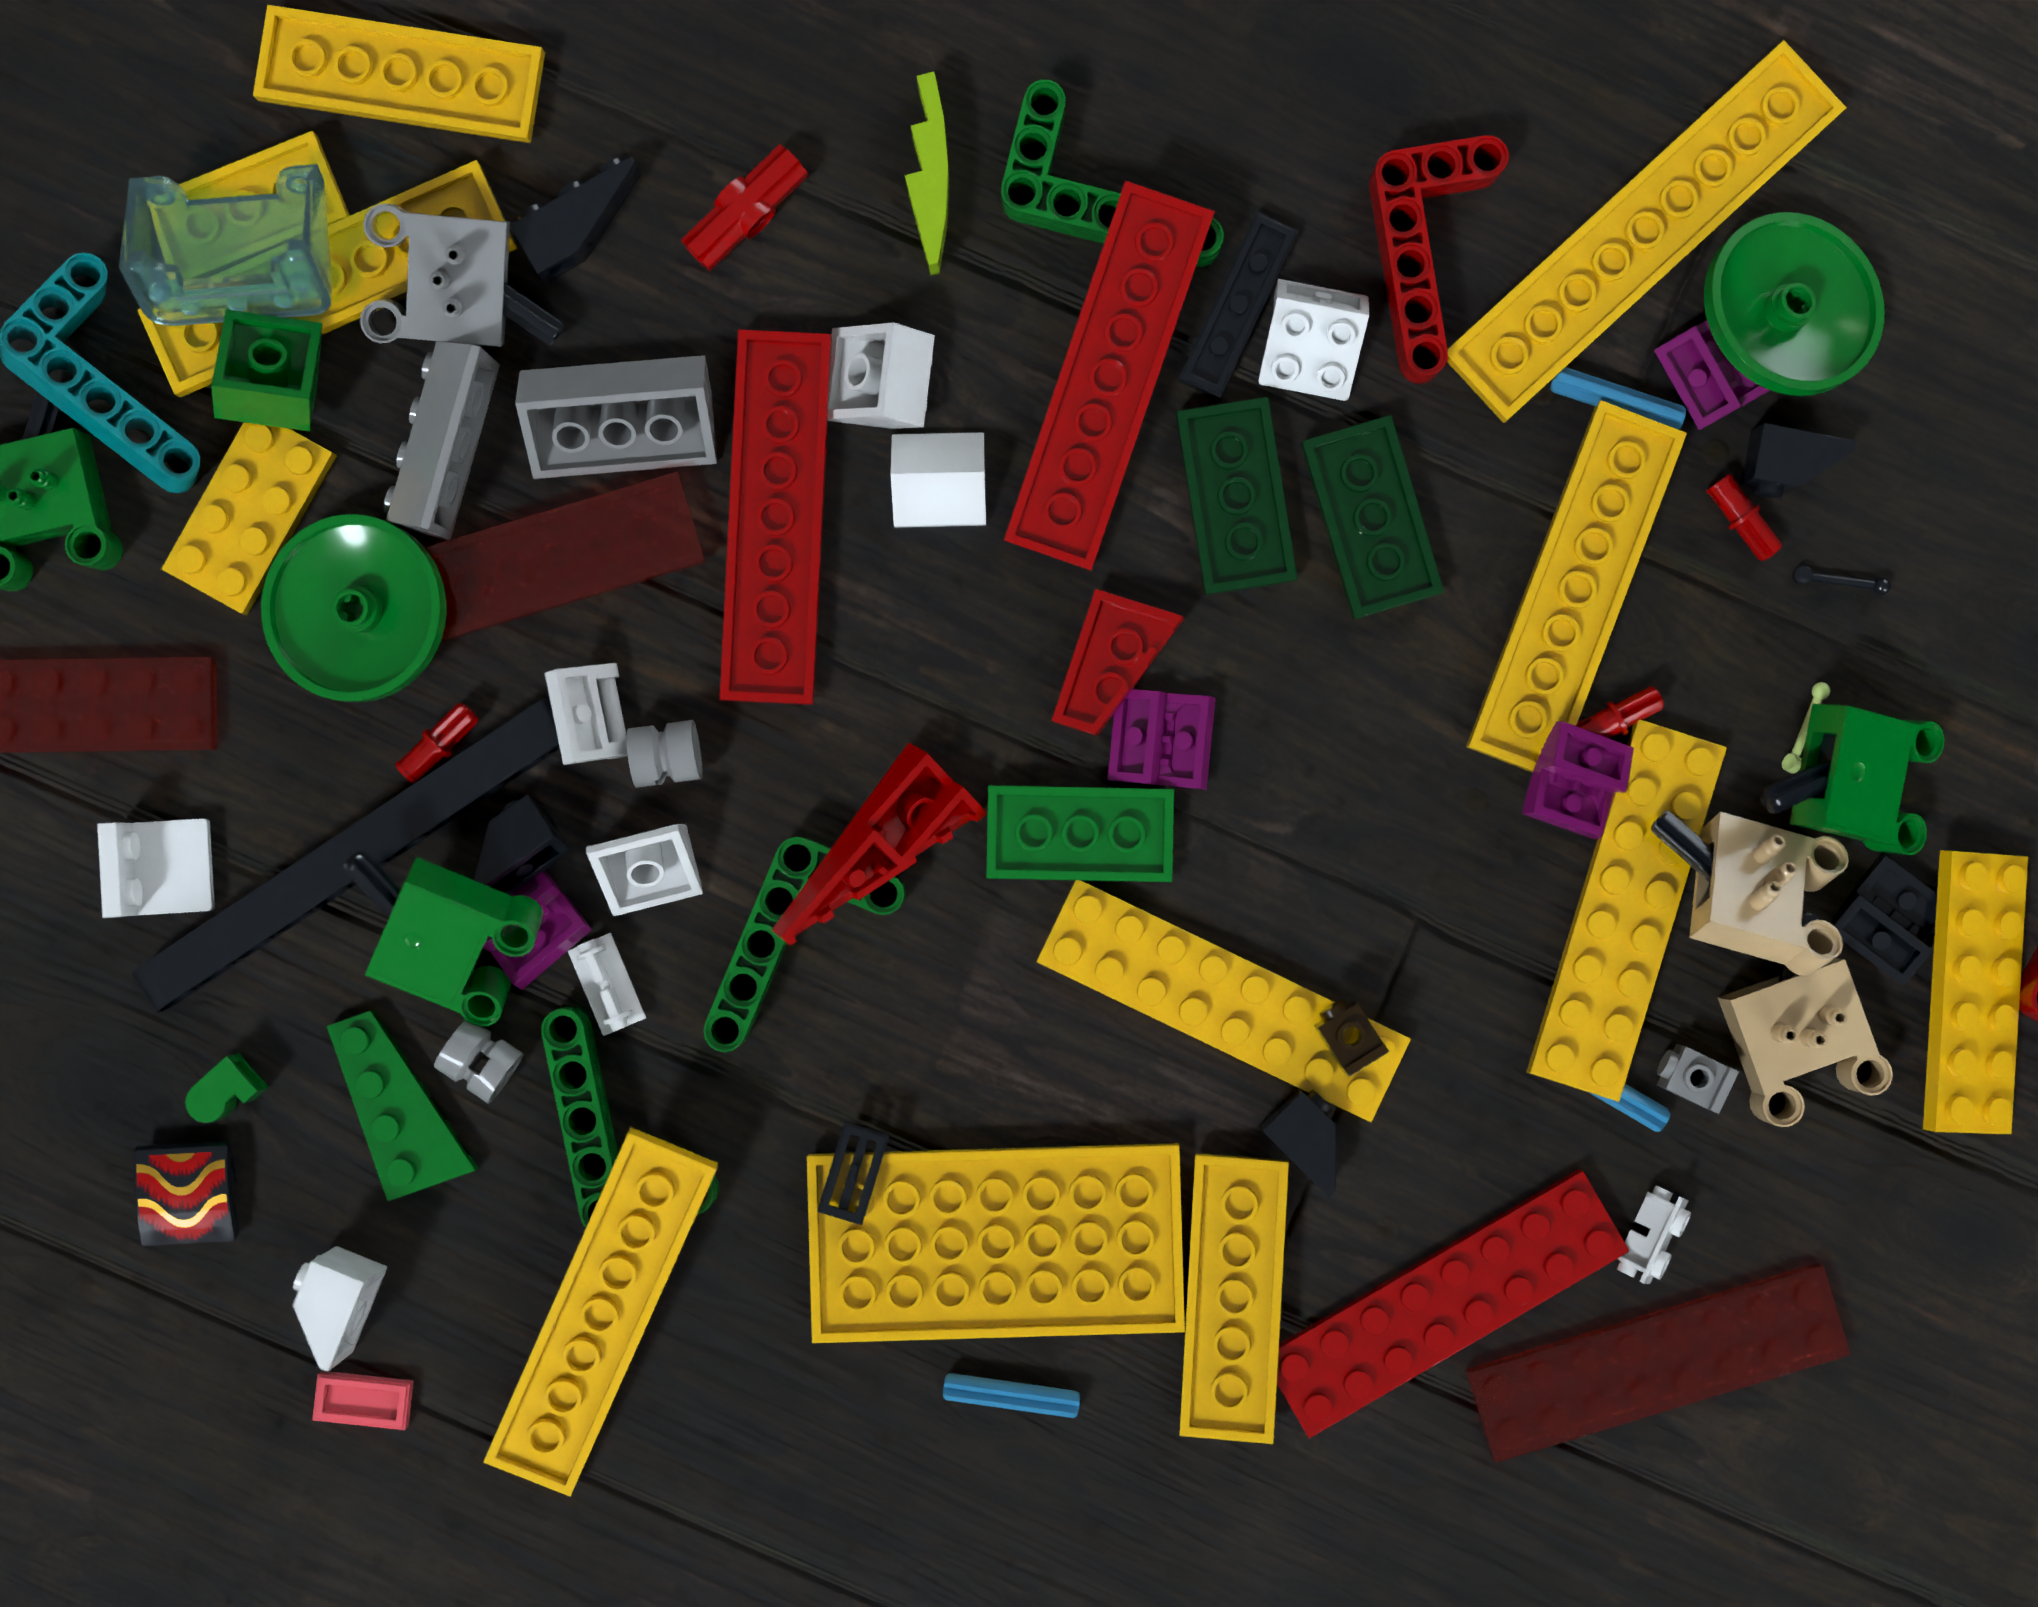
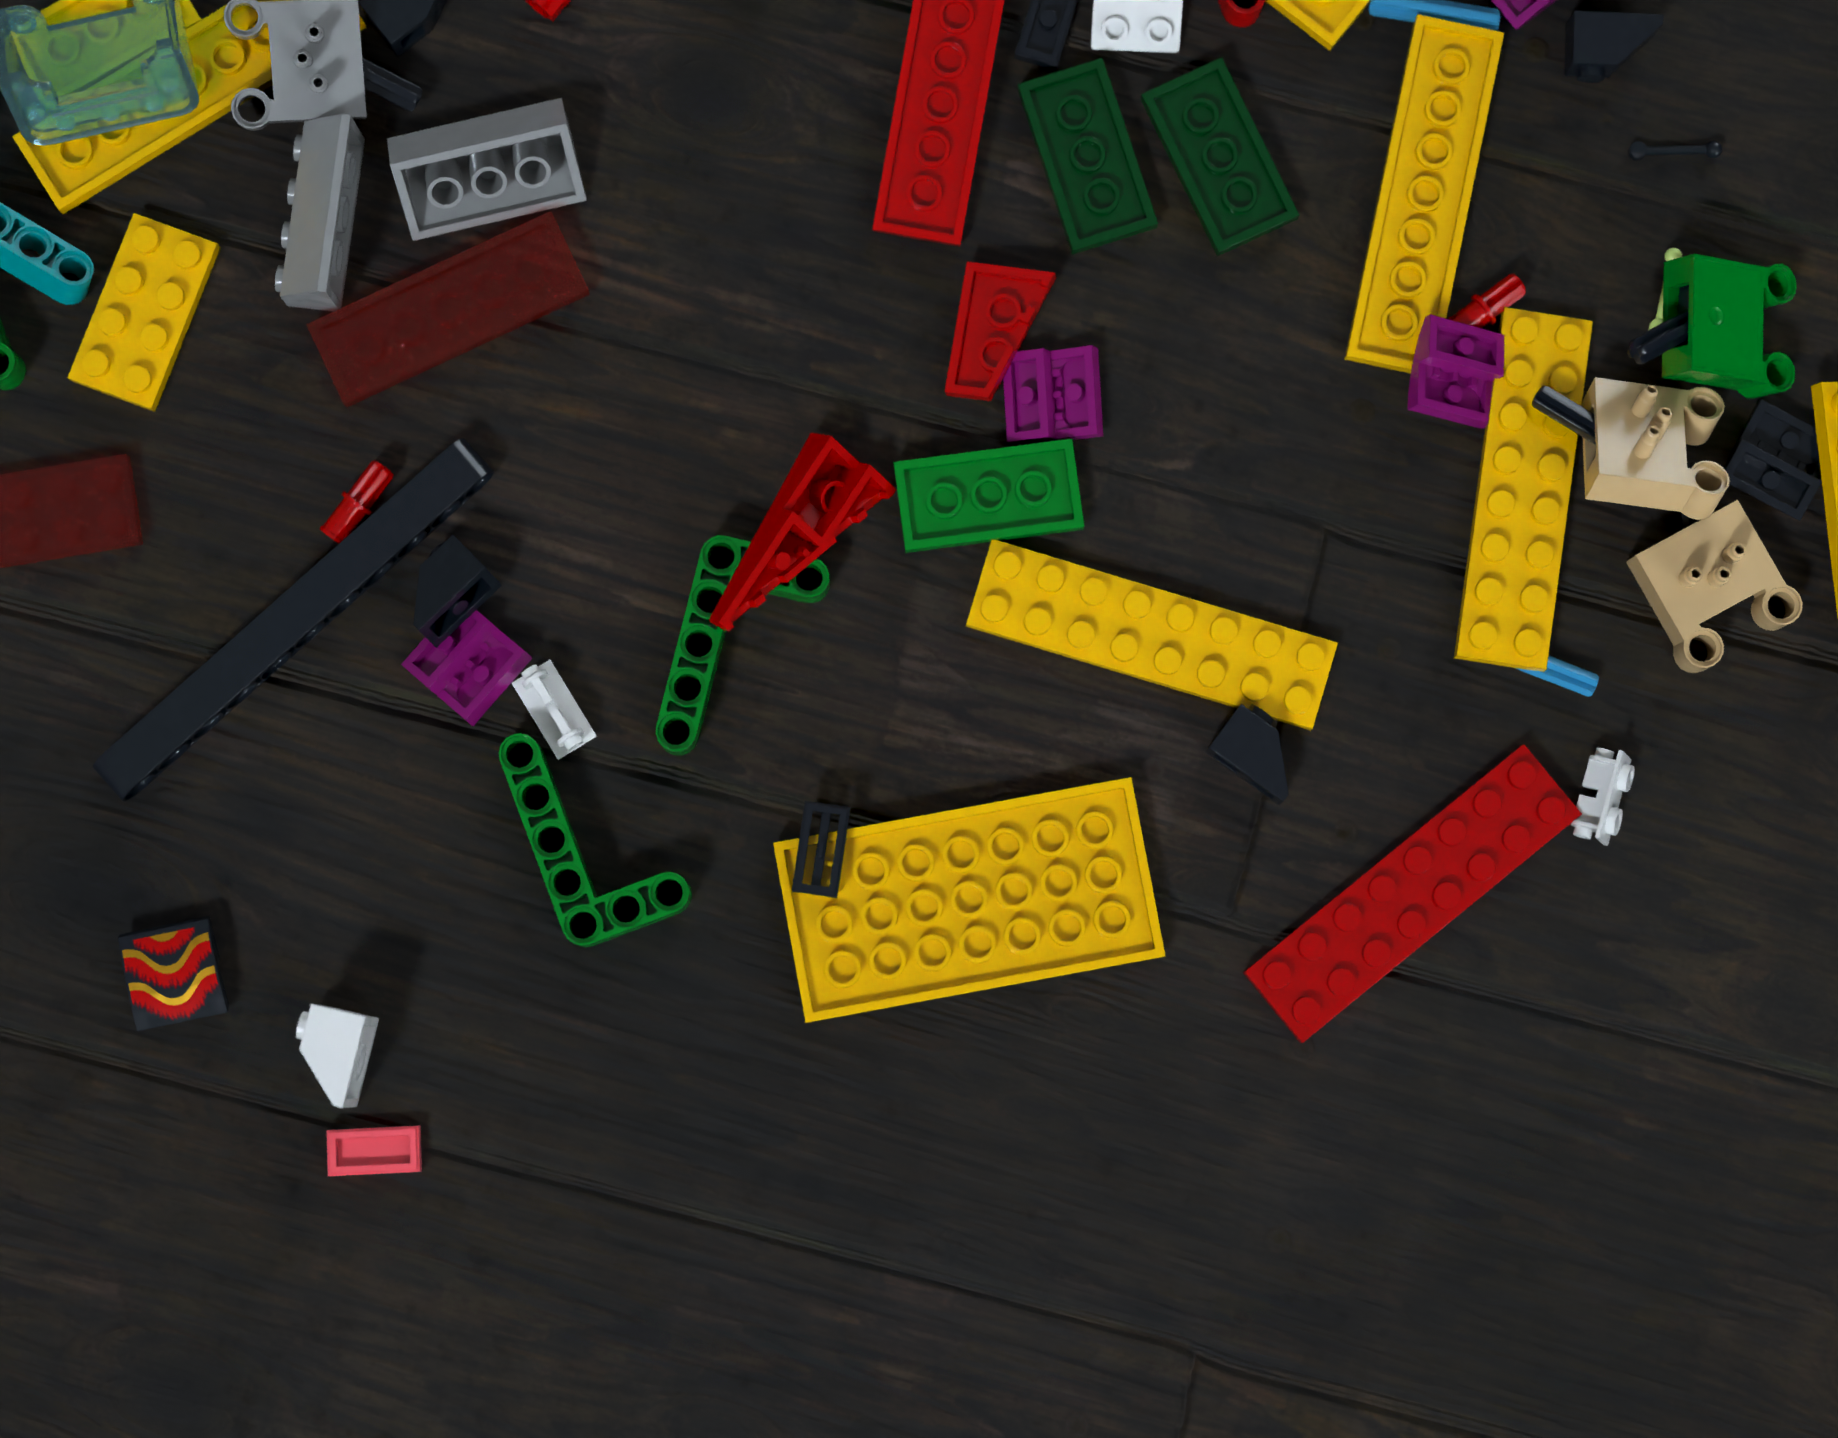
camera: 10 degrees left, 5 degrees down
(155, 867) = (103, 662): white bracket -> none
(220, 1088) = (190, 869): green leg -> none
(267, 370) = (146, 172): green slope -> none
(353, 608) = (259, 384): green dish -> none
(399, 1120) = (371, 870): green wing -> none
(439, 932) = (388, 675): green piece -> none
(465, 1051) = (427, 791): light grey wheel -> none
(580, 713) = (500, 449): white plate -> none
(600, 1311) = (596, 1020): yellow plate -> none
(646, 869) = (576, 590): white slope -> none
(664, 753) = (578, 478): light grey wheel -> none
(775, 517) = (651, 242): red plate -> none
(880, 375) = (729, 93): white slope -> none
(938, 480) = (801, 184): white slope -> none
(1011, 1395) = (1007, 1047): dark azure axle -> none
(1234, 1298) = (1208, 916): yellow plate -> none
(1353, 1056) = (1277, 661): dark brown brick -> none
(1657, 1362) = (1627, 919): clear red plate -> none
(1713, 1086) = (1599, 645): light grey brick -> none
(1744, 517) = (1572, 104): red axle -> none

